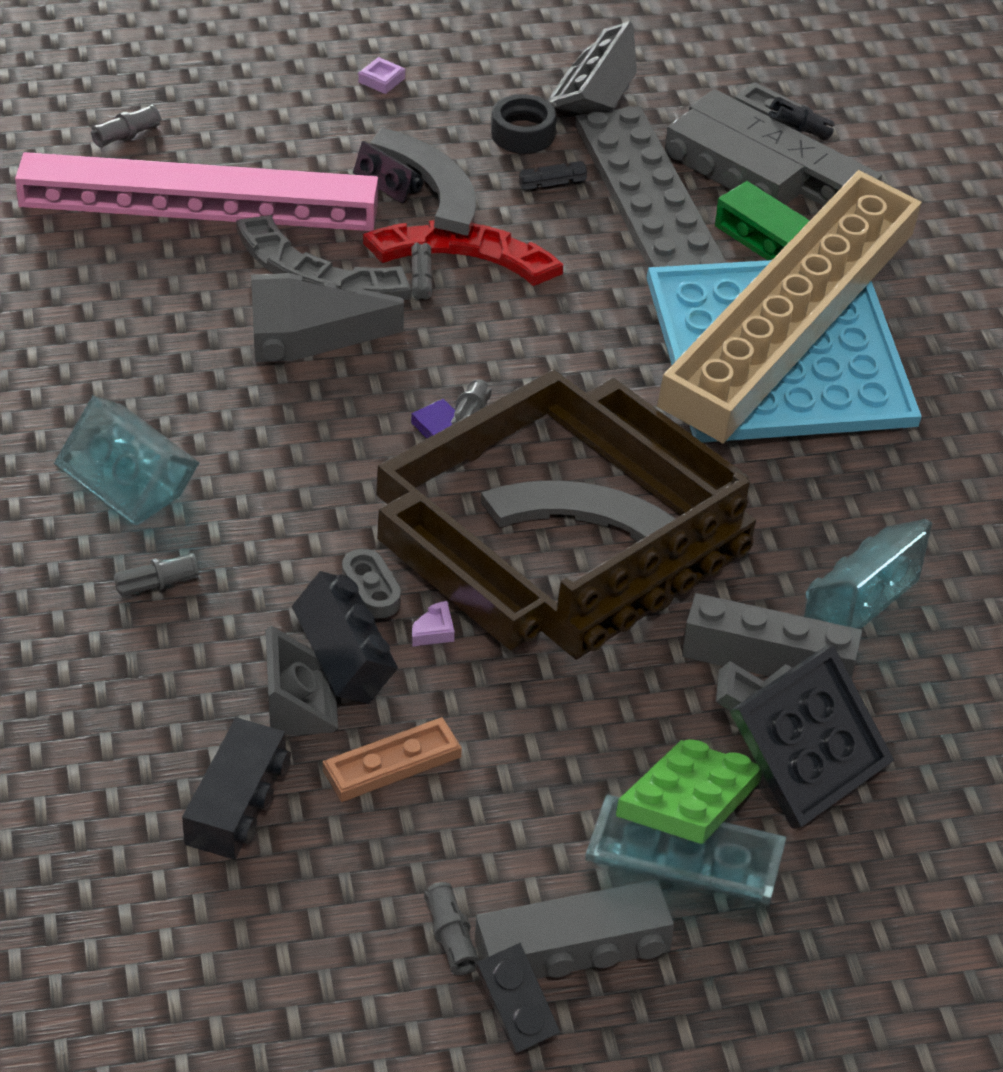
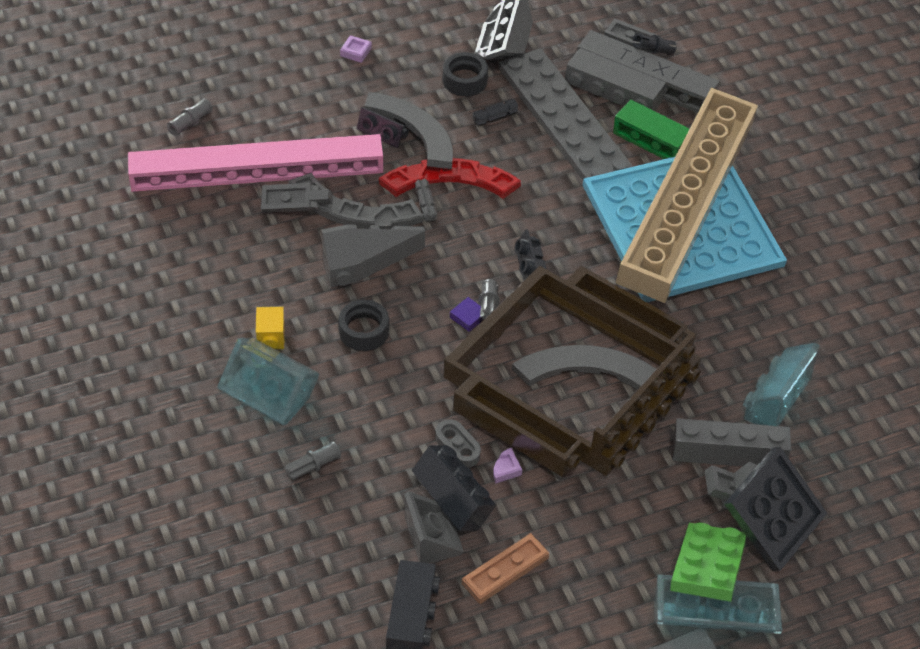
camera: 10 degrees left, 5 degrees up
(151, 395) = (271, 326): none -> yellow brick
(235, 240) = (294, 197): none -> dark grey hinge
(283, 433) = (363, 309): none -> black tyre
(548, 353) = (529, 254): none -> black hinge

